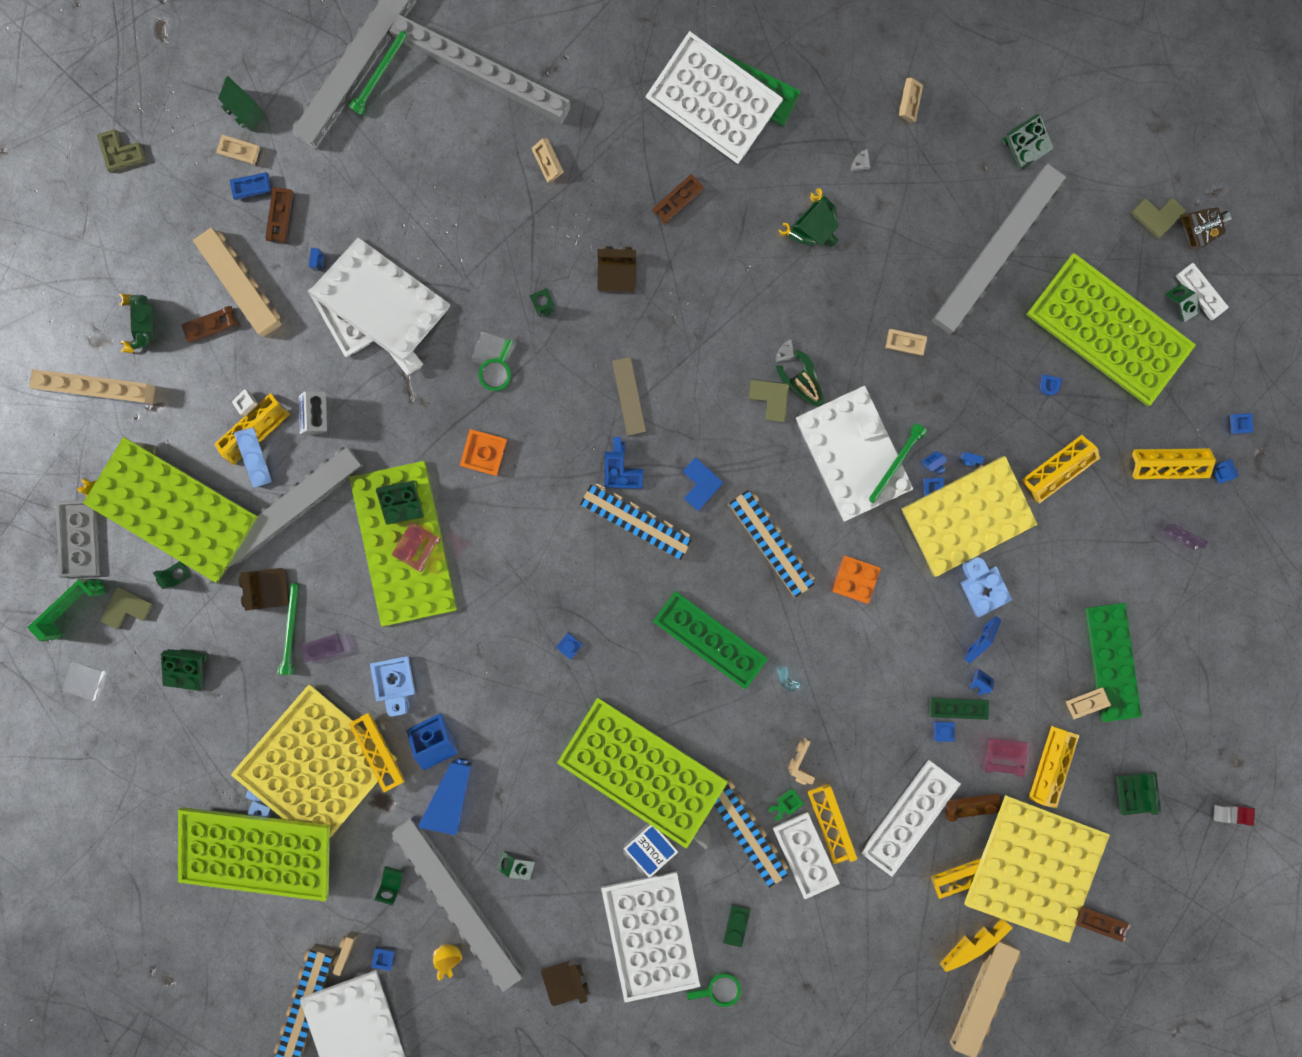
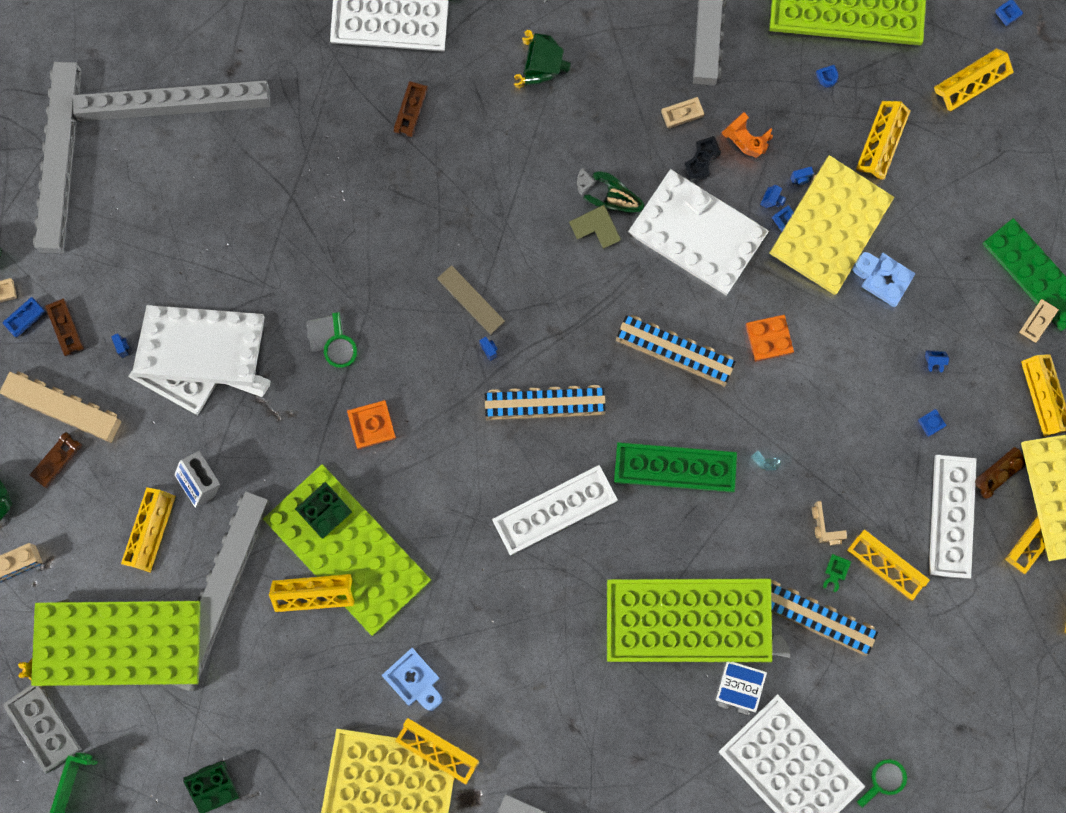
camera: 30 degrees left, 10 degrees down
(123, 603) = (117, 763): olive tile -> none
(166, 579) = (147, 713): dark green bracket -> none
(244, 402) = (128, 509): white plate -> none
(253, 457) = (164, 552): light blue plate -> none
(264, 589) = (244, 666): dark brown bracket -> none
(286, 667) = (305, 726): green piece -> none
(321, 648) = (328, 689): clear purple plate -> none
(353, 562) = (310, 589): none -> yellow fence
(359, 103) = (81, 191): green piece -> none
(410, 544) = (354, 542): plate -> none
(431, 742) = (481, 712): blue slope -> none
(448, 802) = (529, 758): blue slope -> none
(516, 867) = (630, 781): bracket -> none
(546, 309) = (352, 267): dark green bracket -> none
(547, 160) = (276, 142): tan plate -> none
(569, 645) = (553, 550): blue plate -> none
(590, 615) = (554, 510): none -> white plate
(616, 269) = (393, 198): dark brown bracket -> none
(617, 476) = (505, 373): blue tile -> none
(706, 483) = (584, 333): blue tile -> none
(736, 925) = (862, 711): dark green plate -> none
(806, 855) = (882, 607): white plate -> none
(889, 397) = (698, 166): none -> black tile
(917, 432) = (741, 181): green piece -> none
(941, 393) = (744, 140): none -> orange tile
(959, 708) = (931, 394): dark green plate -> none
(985, 640) = (914, 316): blue tile -> none
(1006, 750) = (997, 405): clear pink plate -> none
(1191, 540) = (1021, 132): clear purple plate -> none
(1225, 471) = (1022, 58): blue tile -> none

